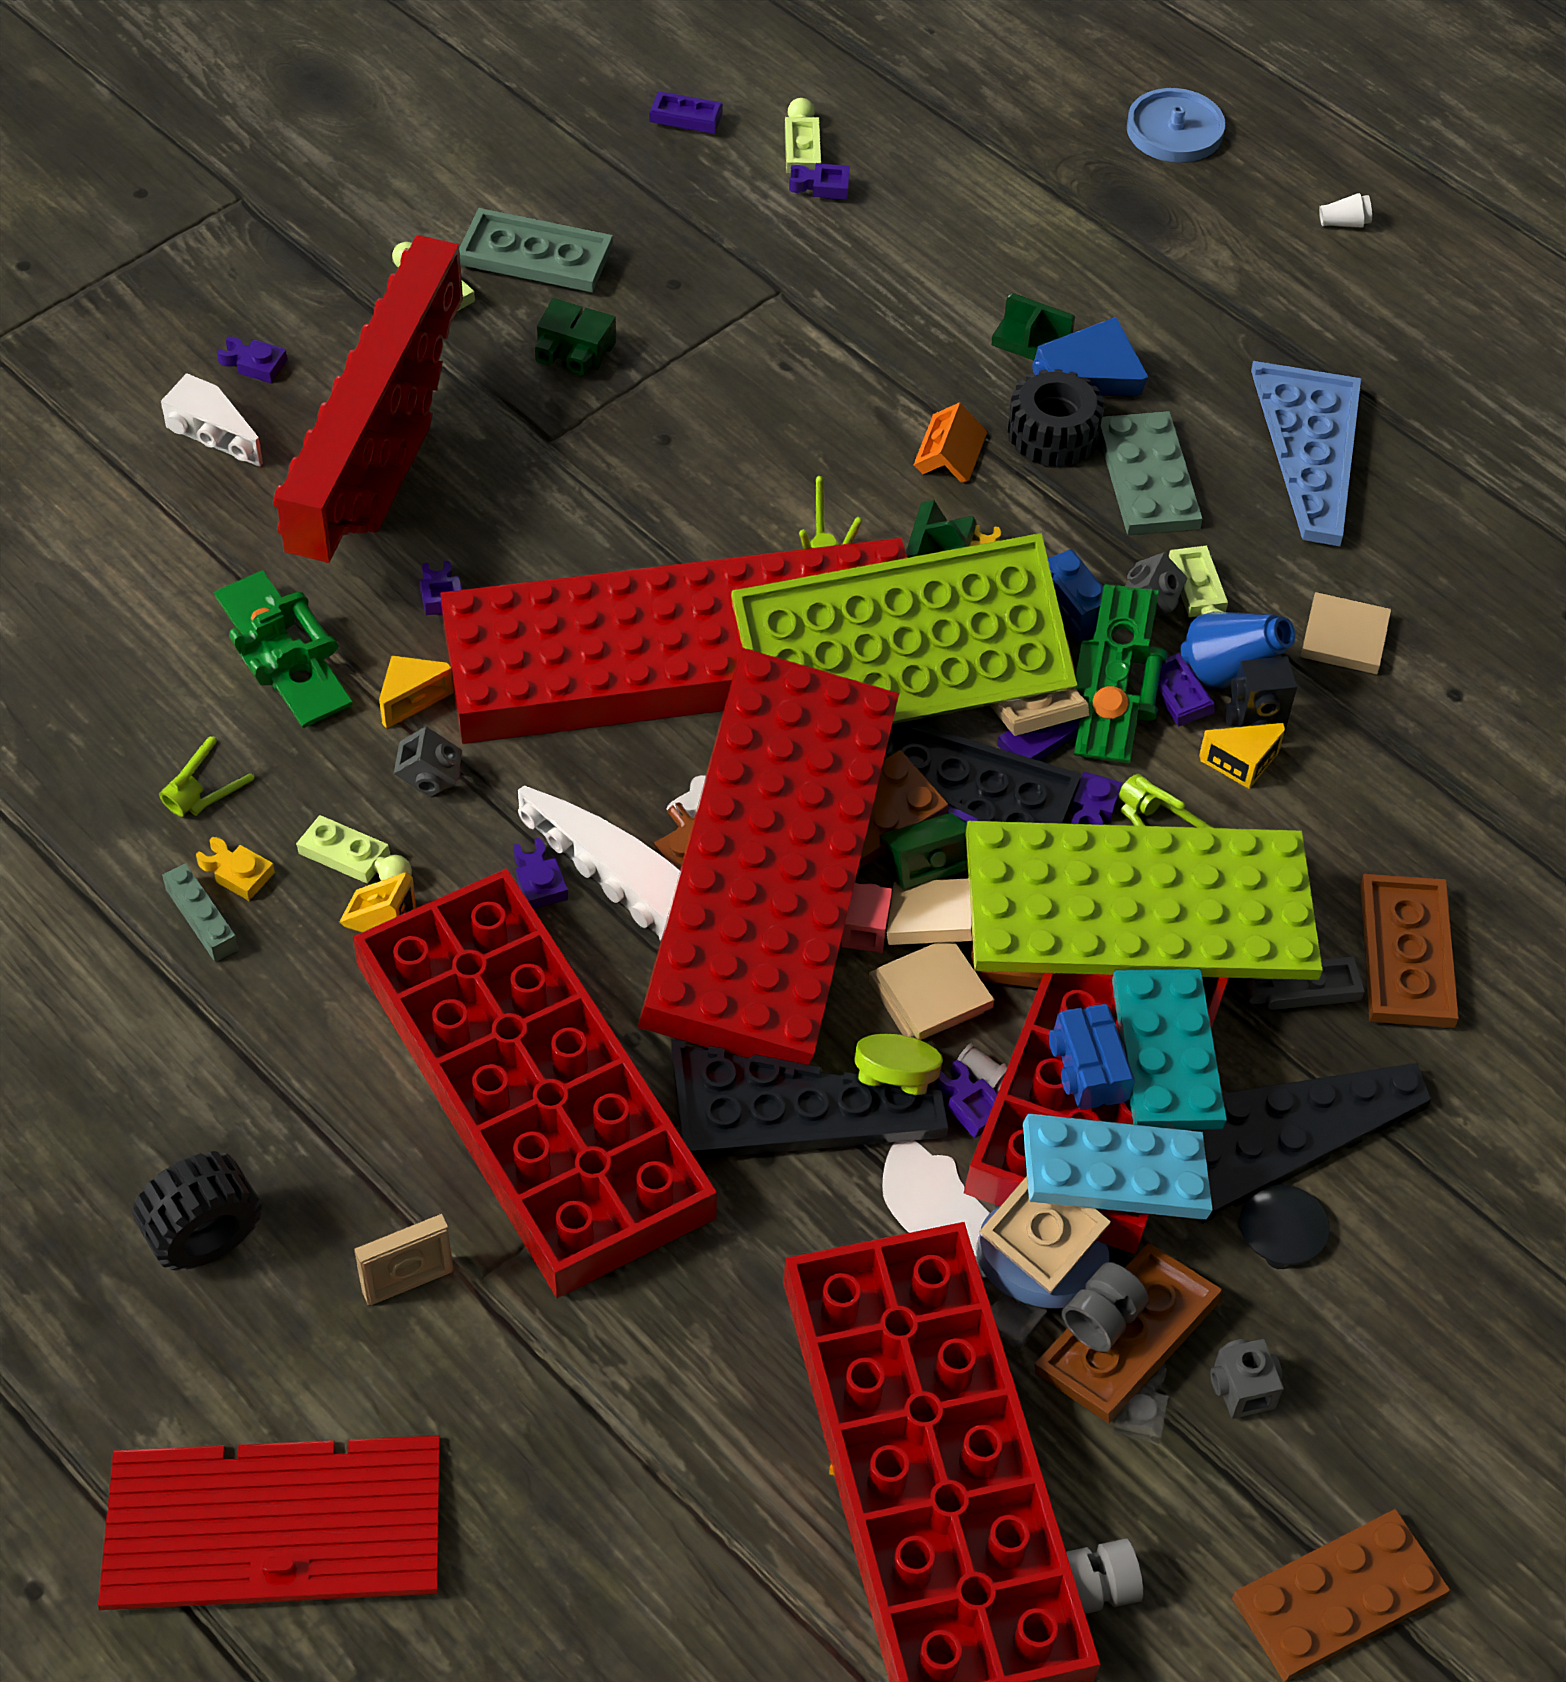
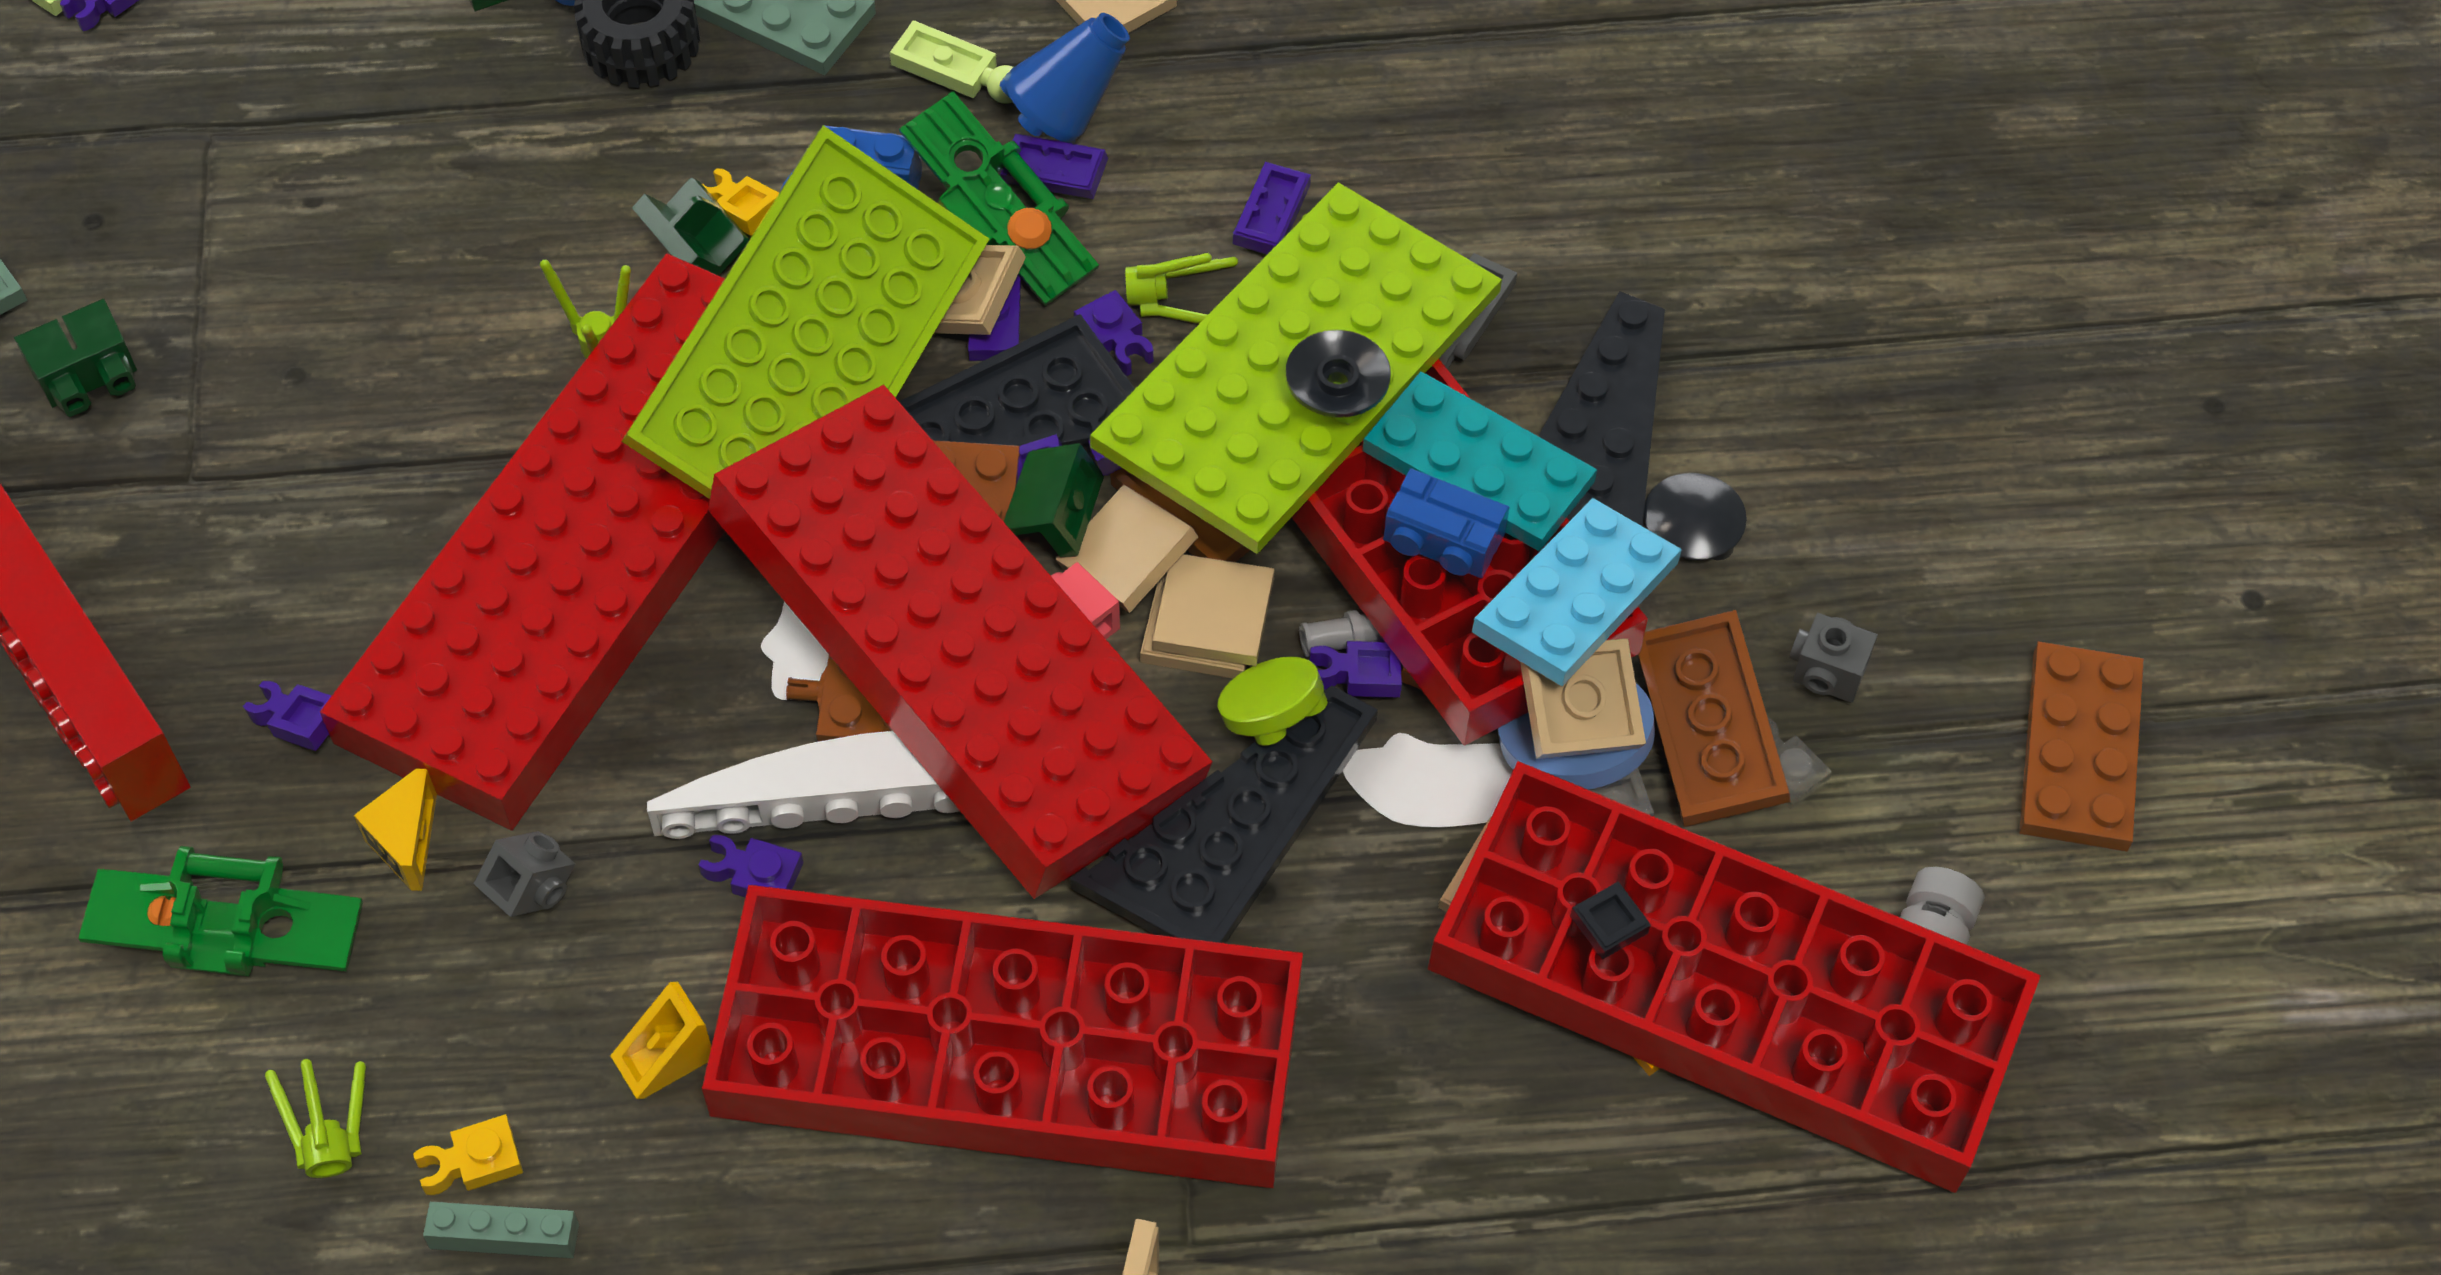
camera: 50 degrees left, 5 degrees up
(350, 851) = (563, 1027): yellowish green plate -> none
(891, 1352) = (1610, 920): none -> black tile
(952, 441) = (569, 132): orange panel -> none
(1105, 1307) = (1690, 712): dark grey wheel -> none
(1138, 903) = (1338, 358): none -> black dish
(1159, 574) = (916, 87): dark grey brick -> none
(1242, 751) = (1174, 170): yellow slope -> none
(1261, 693) = (1140, 108): black brick -> none
(1281, 815) = (1271, 208): none -> dark purple plate
(1408, 951) = (1499, 208): dark orange plate -> none

